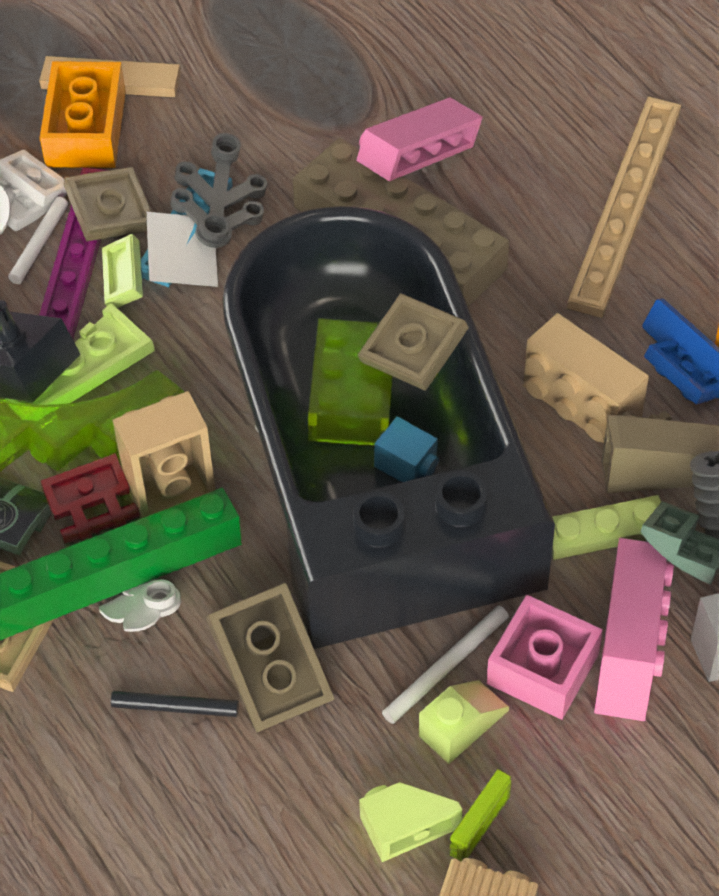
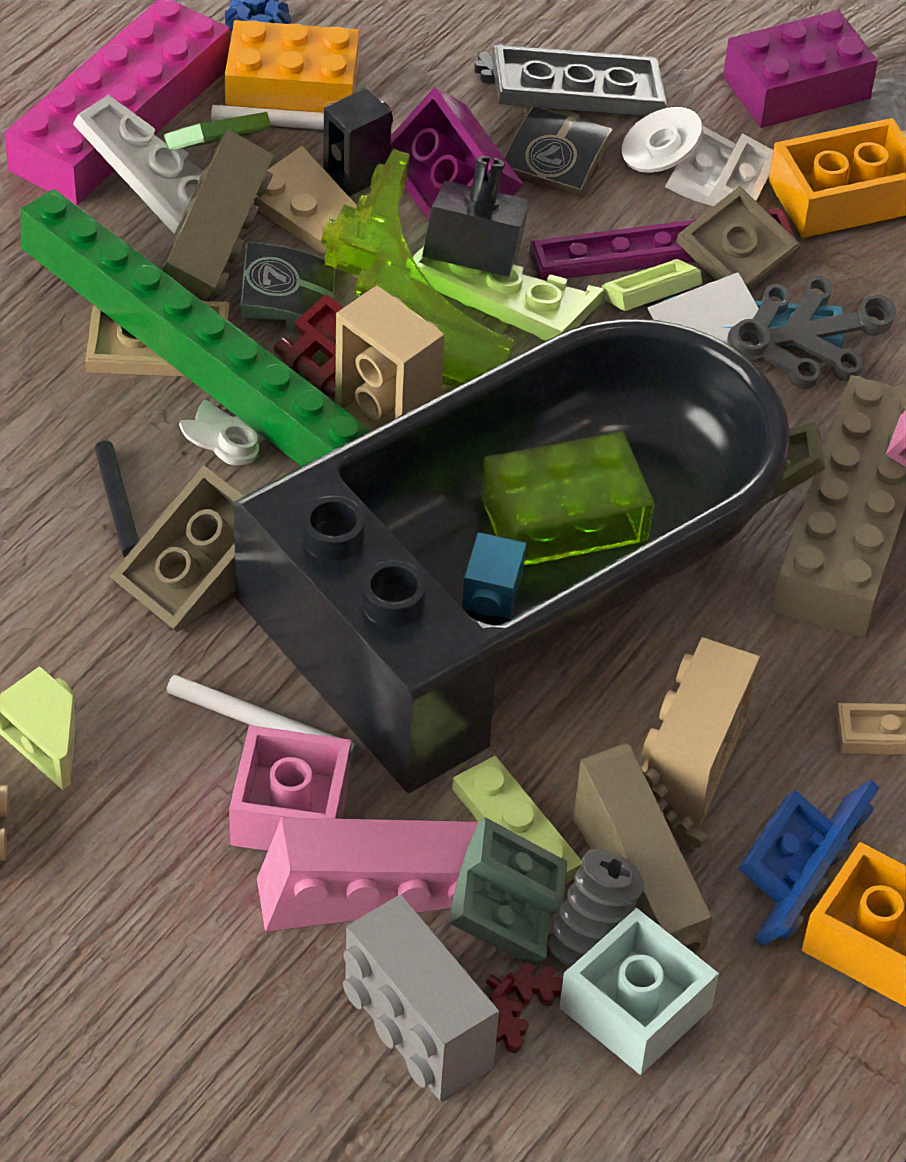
camera: 65 degrees right, 5 degrees down
(38, 240) = (654, 207): white bar -> none
(413, 341) = (611, 506): dark tan tile -> none
(459, 718) = (188, 741): yellowish green slope -> none
(480, 816) = (69, 790): lime tile -> none

